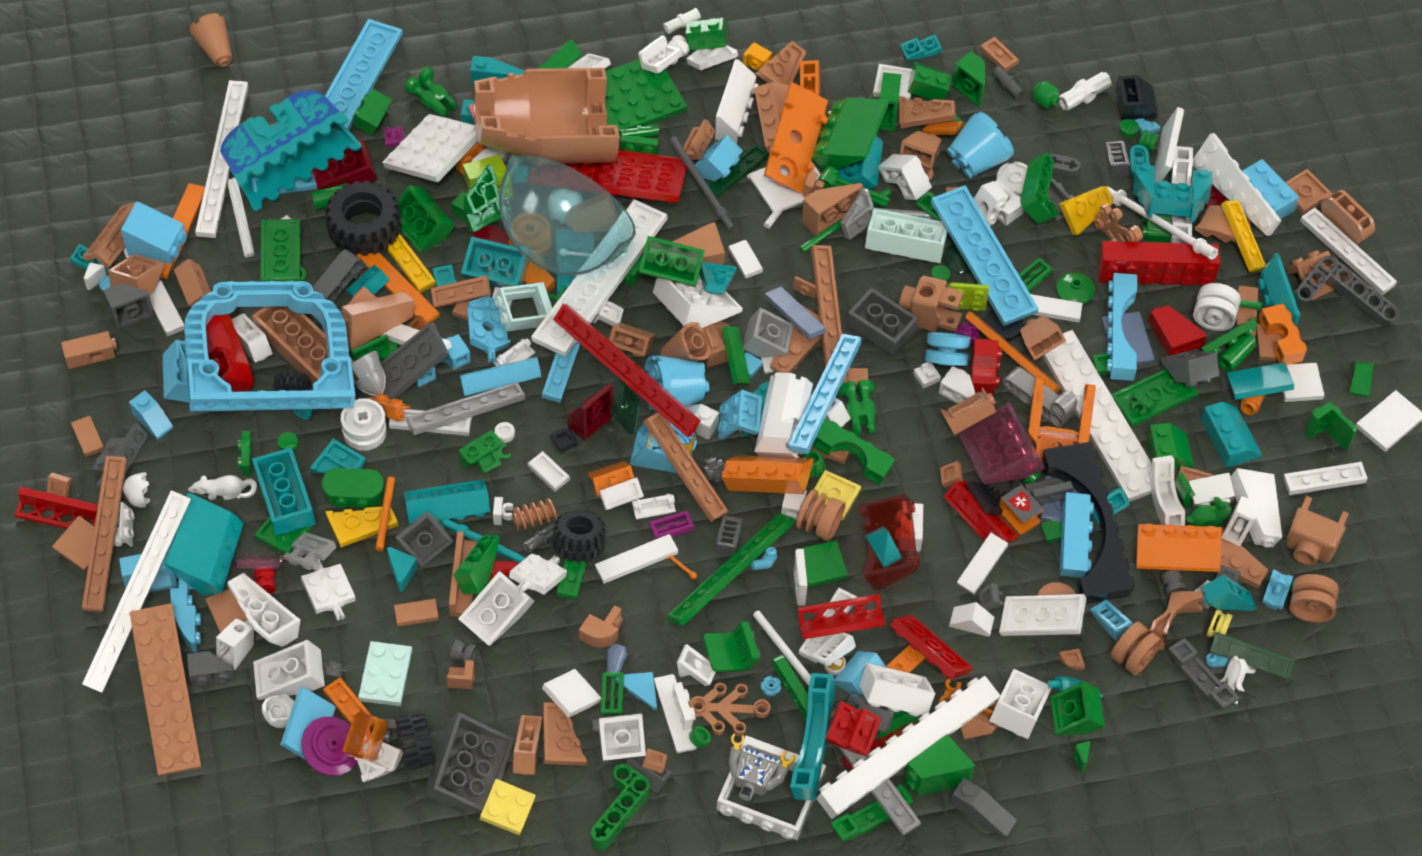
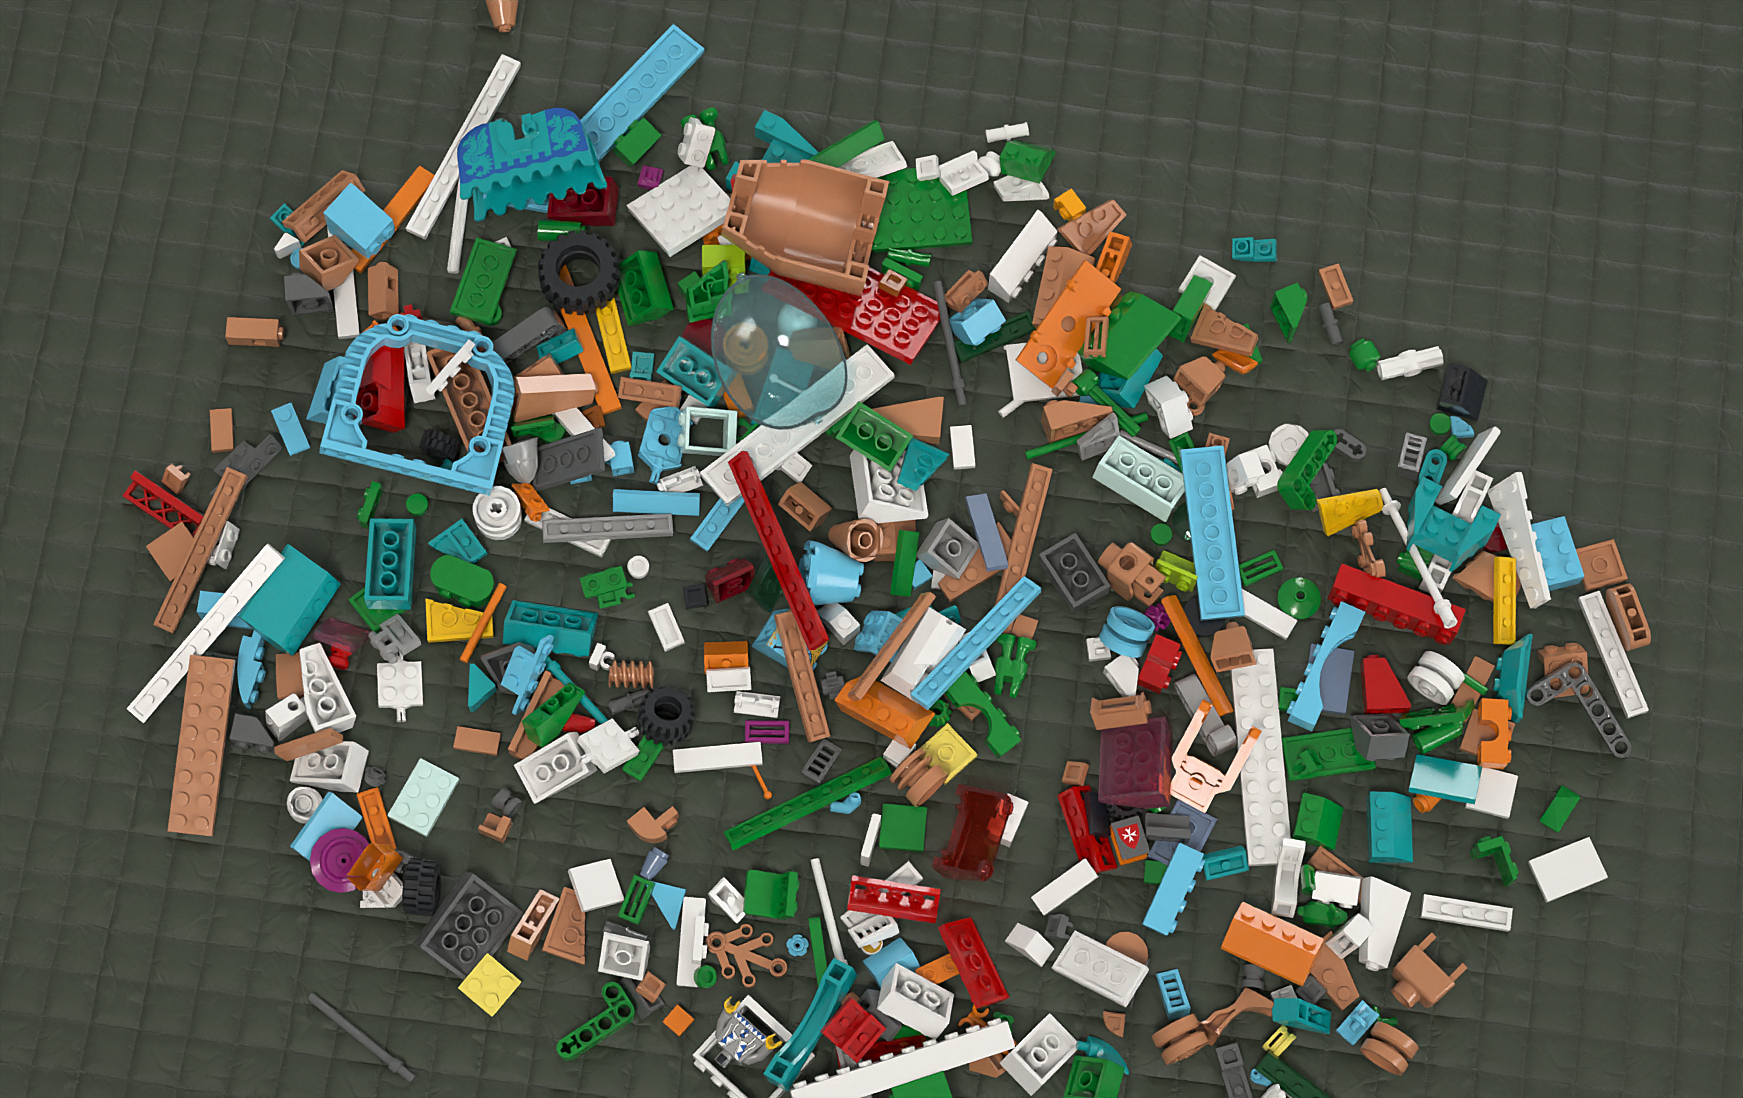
camera: 20 degrees right, 15 degrees up
(135, 488) = (246, 510): white hair -> none
(226, 486) = (339, 536): white animal -> none
(264, 657) = (308, 744): none -> nougat tile
(282, 313) = (451, 368): none -> white plate
(424, 96) = (696, 143): none -> white bracket
(439, 535) = (524, 671): none -> medium azure bracket
(629, 59) = (927, 168): none -> white tile
(635, 151) = (893, 283): none -> plate
(690, 781) = (678, 1020): none -> orange tile
(754, 415) = (891, 646): none -> nougat tile
(827, 147) = (1095, 351): none -> nougat tile
(884, 546) = (967, 837): teal slope -> none
(928, 82) = (1244, 296): green slope -> none
(979, 146) = (1259, 400): medium azure cone -> none
(1110, 575) = (1207, 817): black arch -> none

